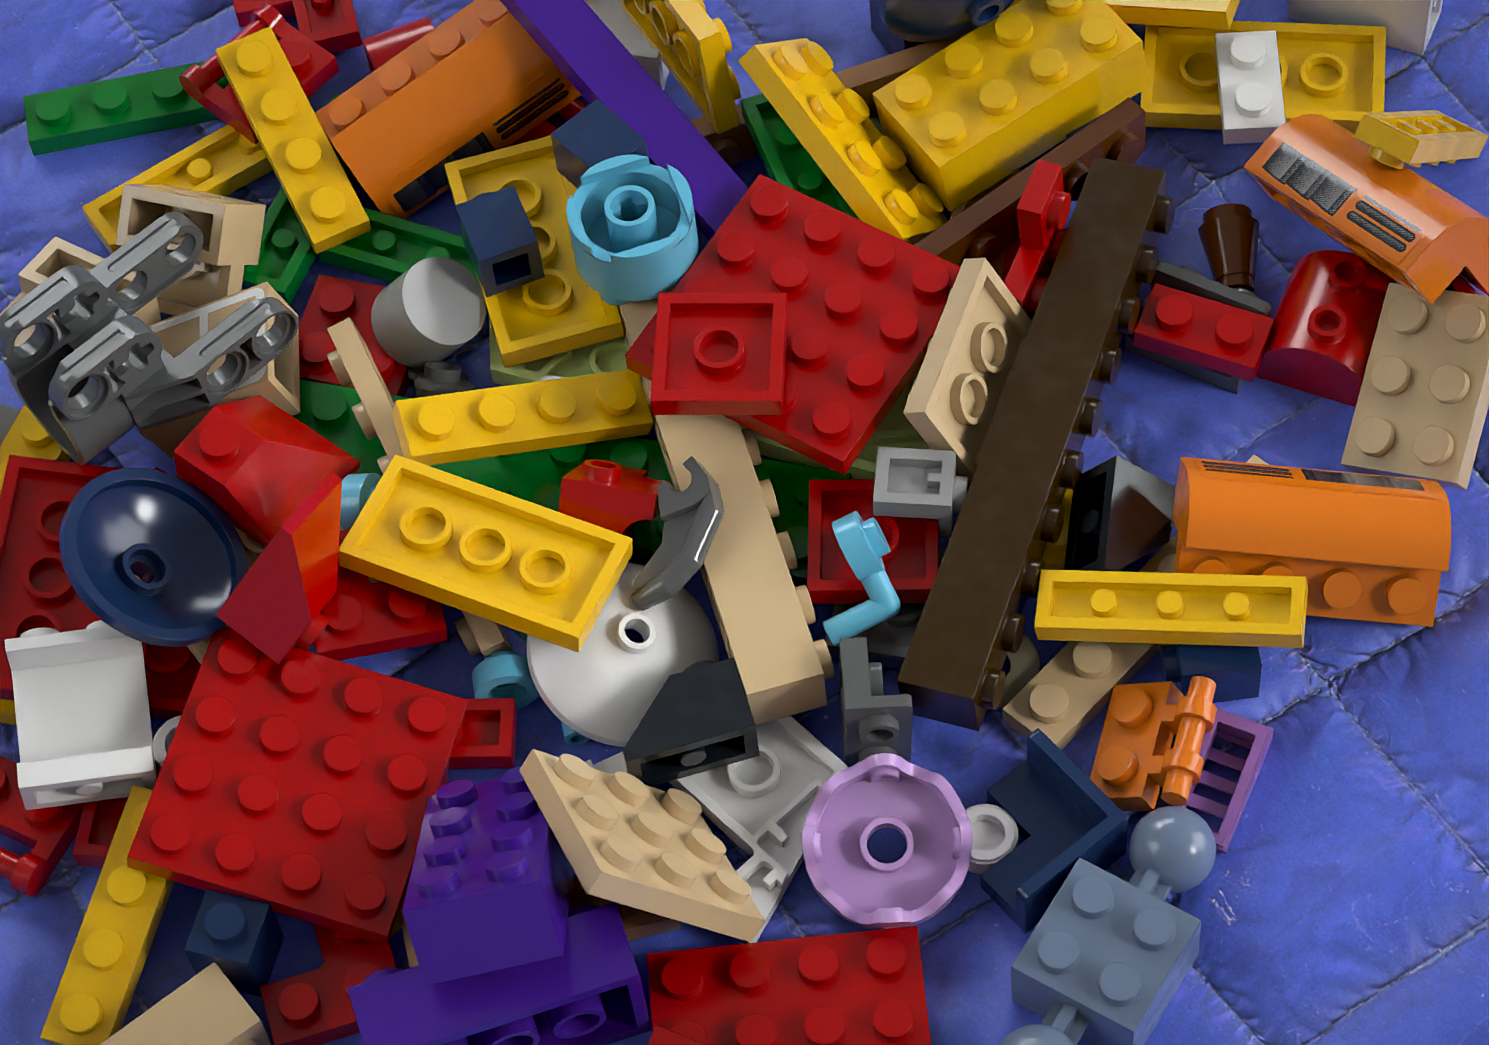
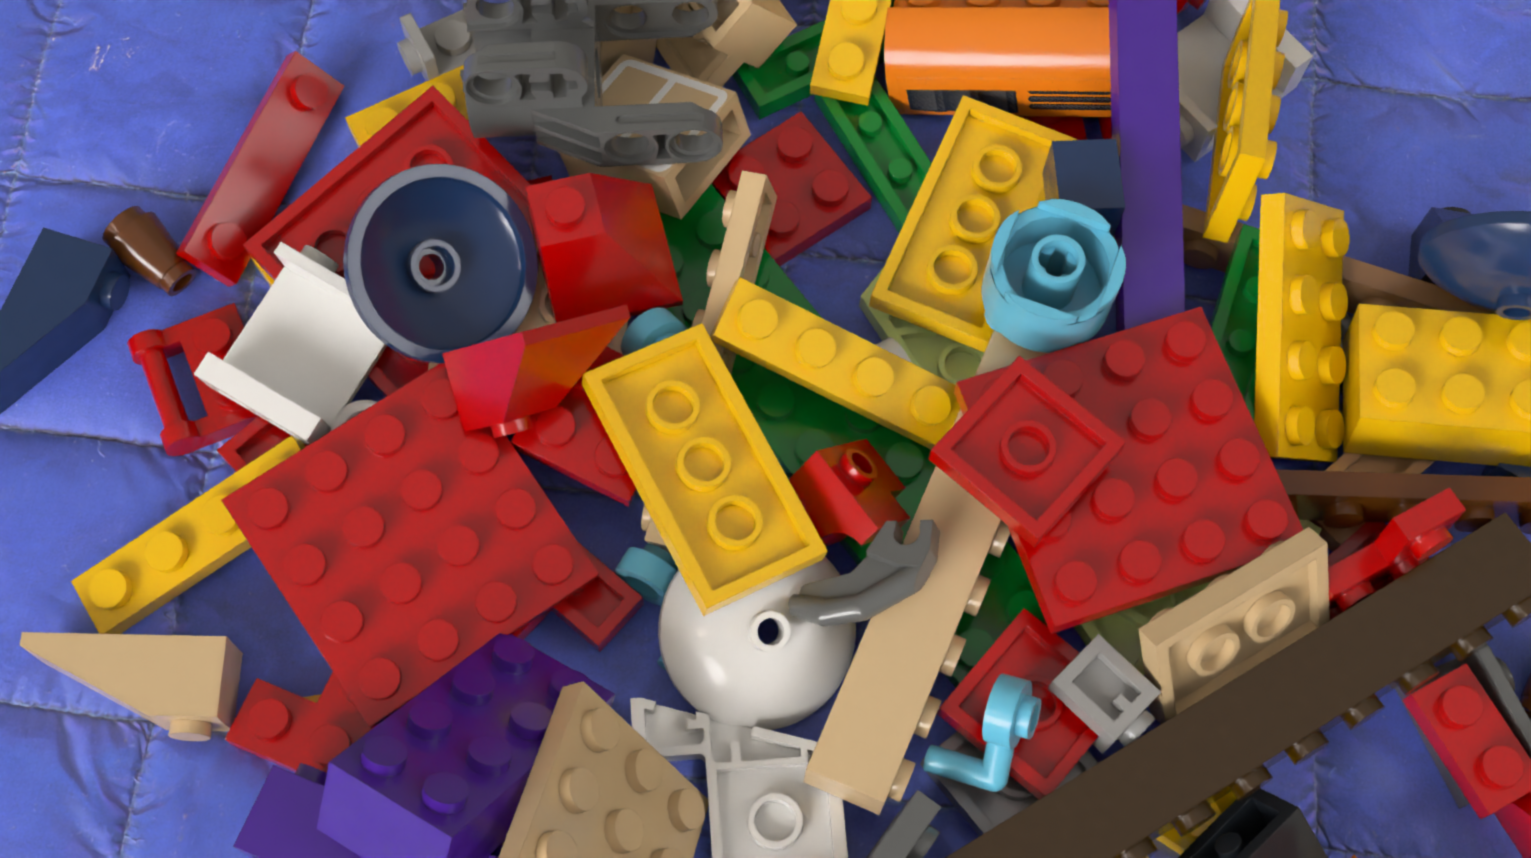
camera: 30 degrees right, 10 degrees up
(238, 937) = (262, 628): dark blue brick -> none
(428, 312) = (848, 212): light grey piece -> none
(439, 379) = (813, 278): dark grey plate -> none
(500, 241) = (944, 197): dark blue brick -> none
(693, 725) = (750, 748): black slope -> none

